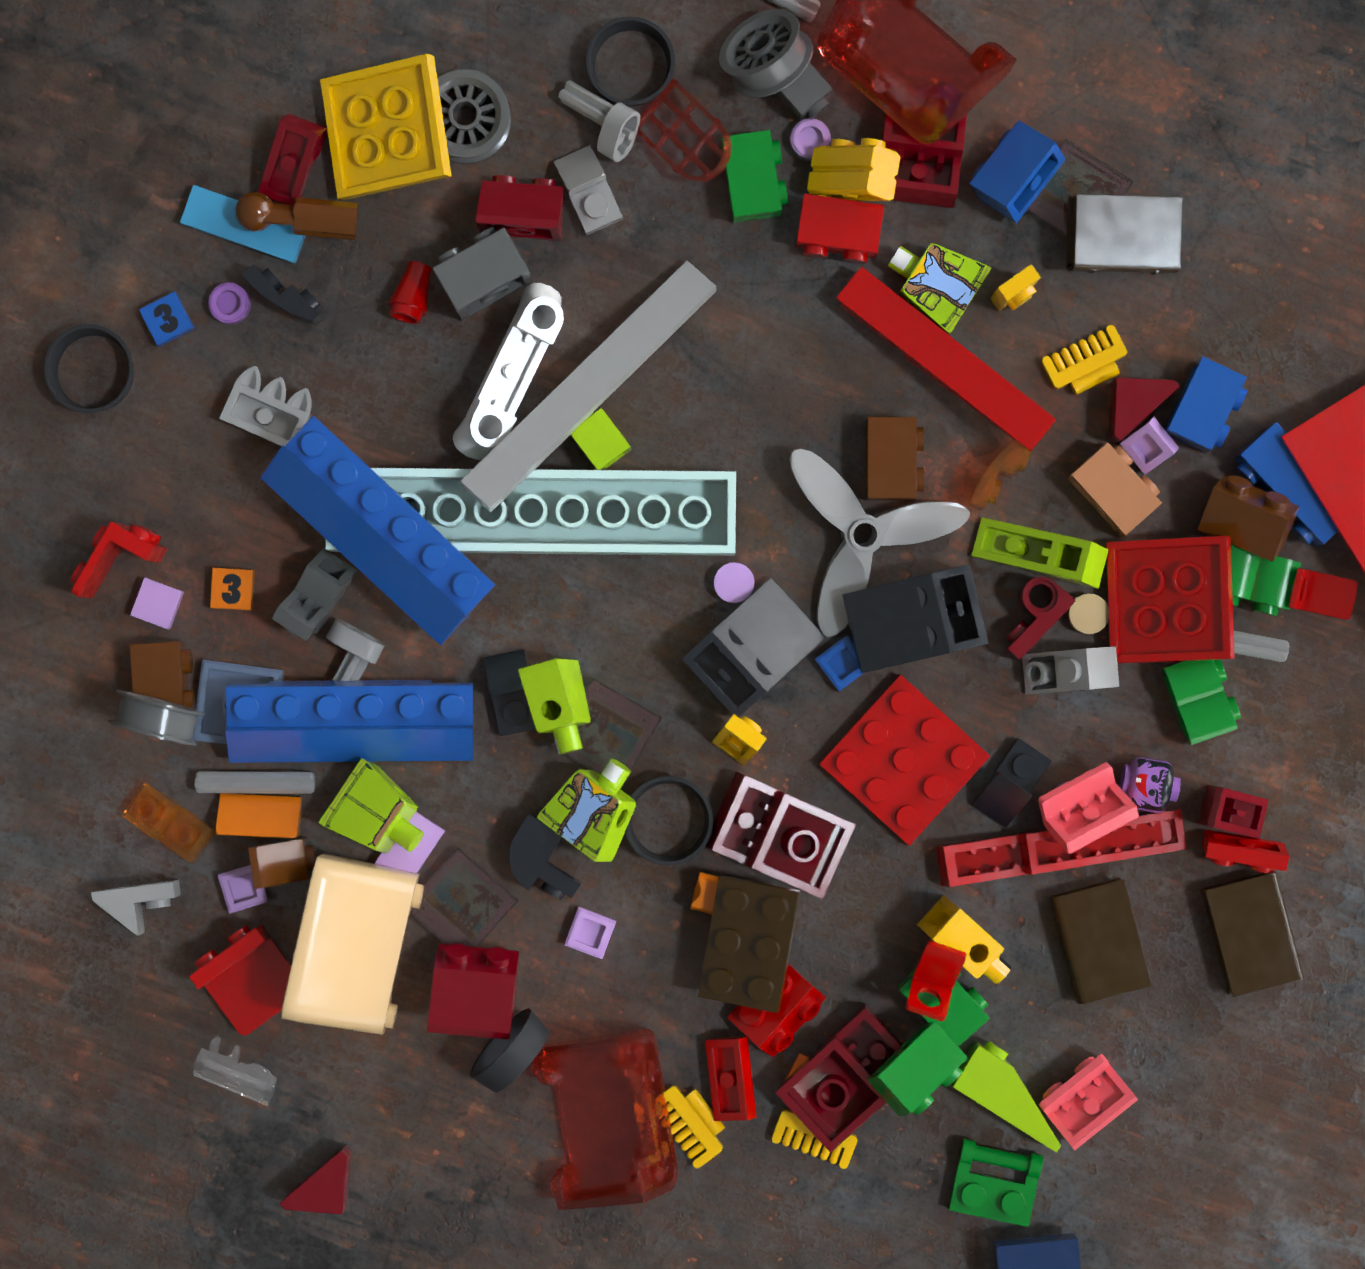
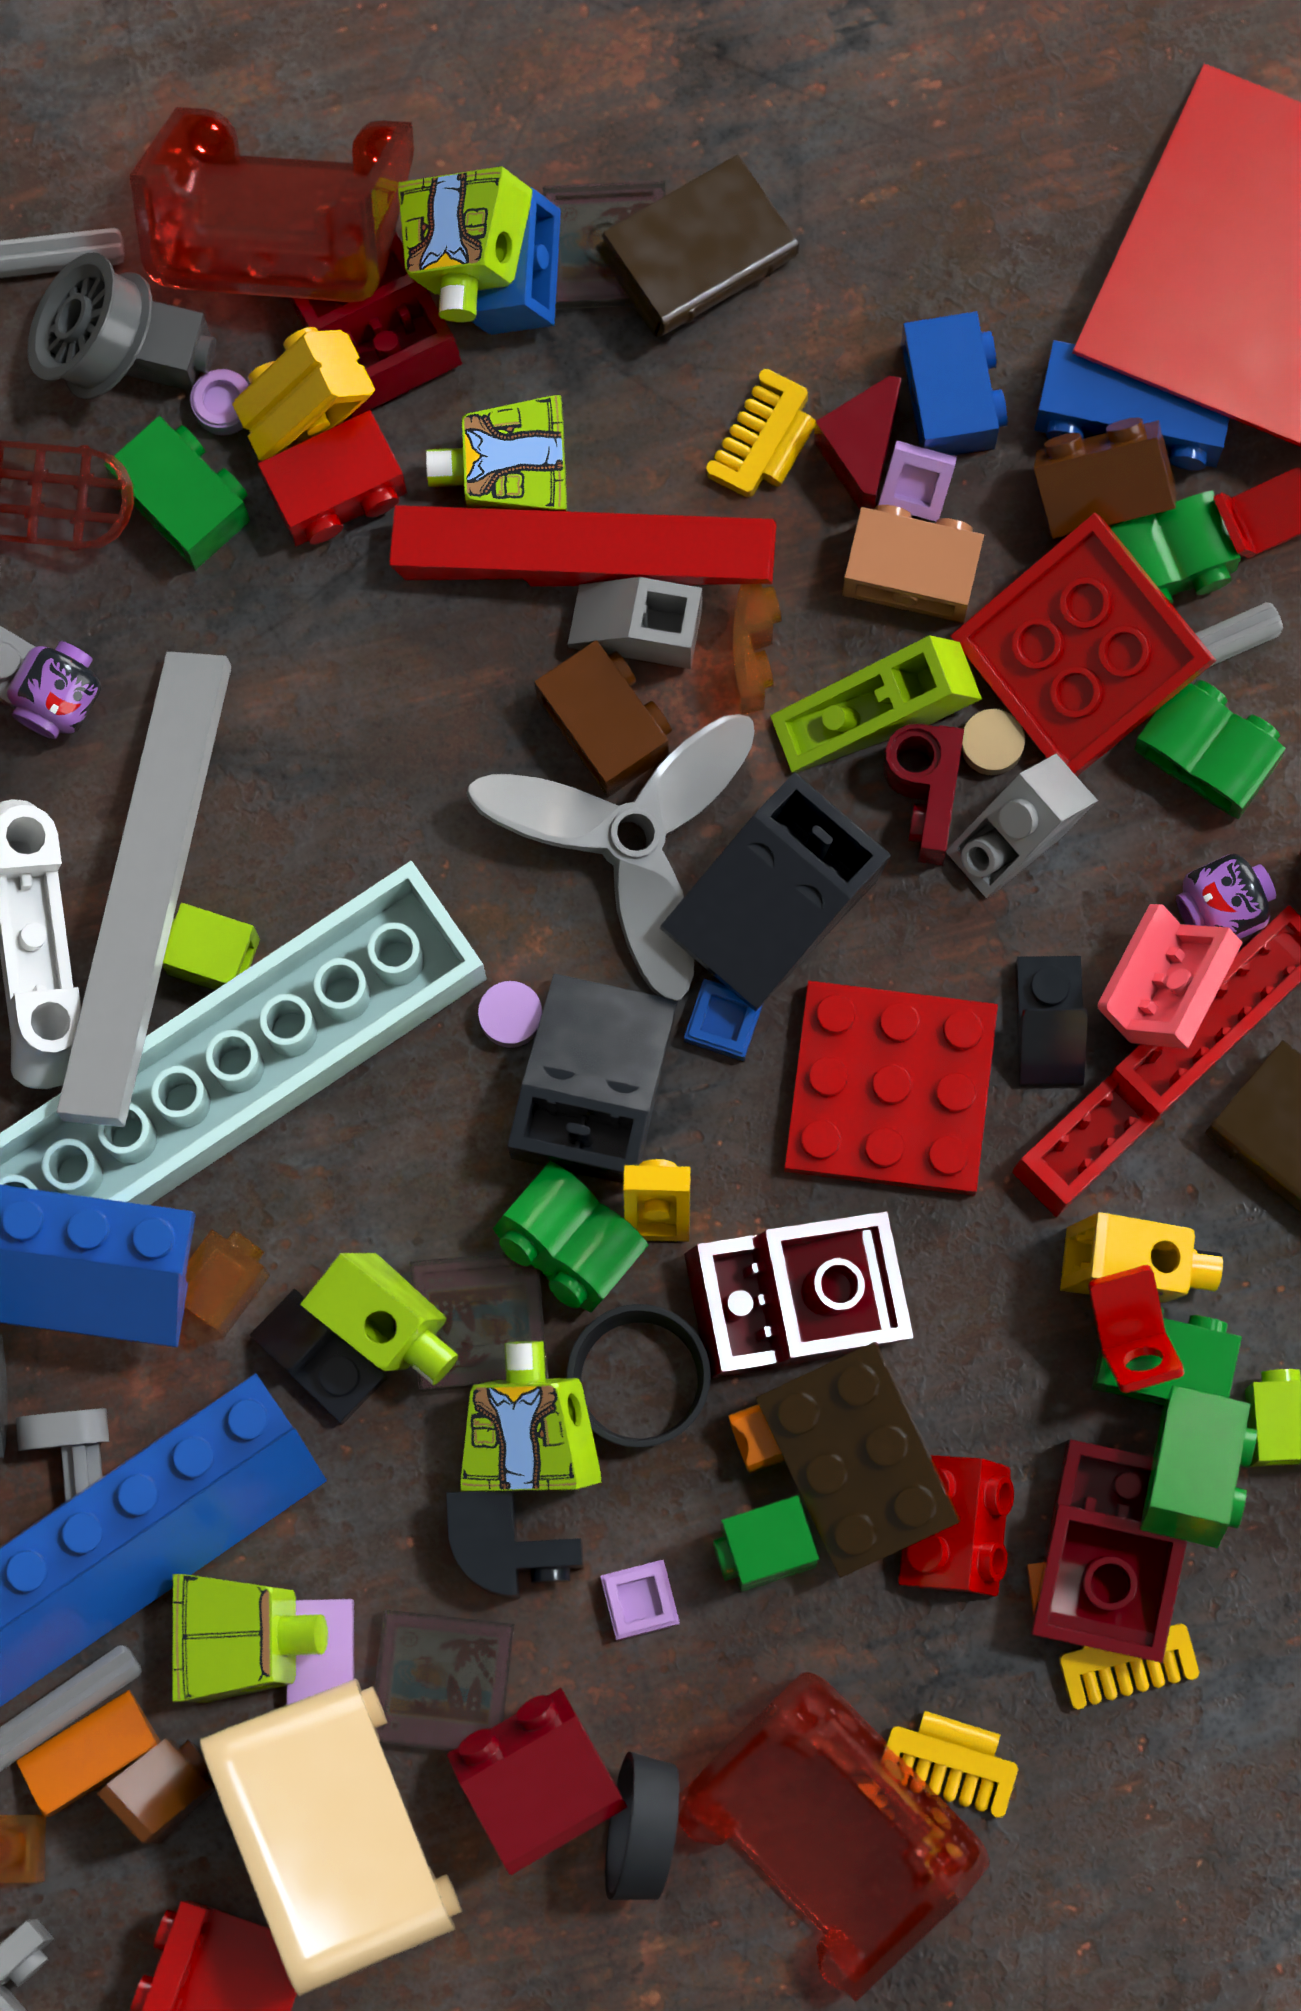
camera: 30 degrees left, 10 degrees down
(240, 891) = (132, 1869): lavender tile -> none
(490, 621) = (223, 1279): none -> clear orange brick
(612, 241) = (54, 690): none -> medium lavender head
(671, 954) = (765, 1544): none -> green brick
(681, 725) = (569, 1238): none -> green brick
(730, 1079) = (961, 1661): red plate -> none
(946, 419) = (639, 619): none -> light grey slope
(999, 144) = (463, 234): none -> lime torso
(1016, 290) = (610, 400): yellow plate -> none

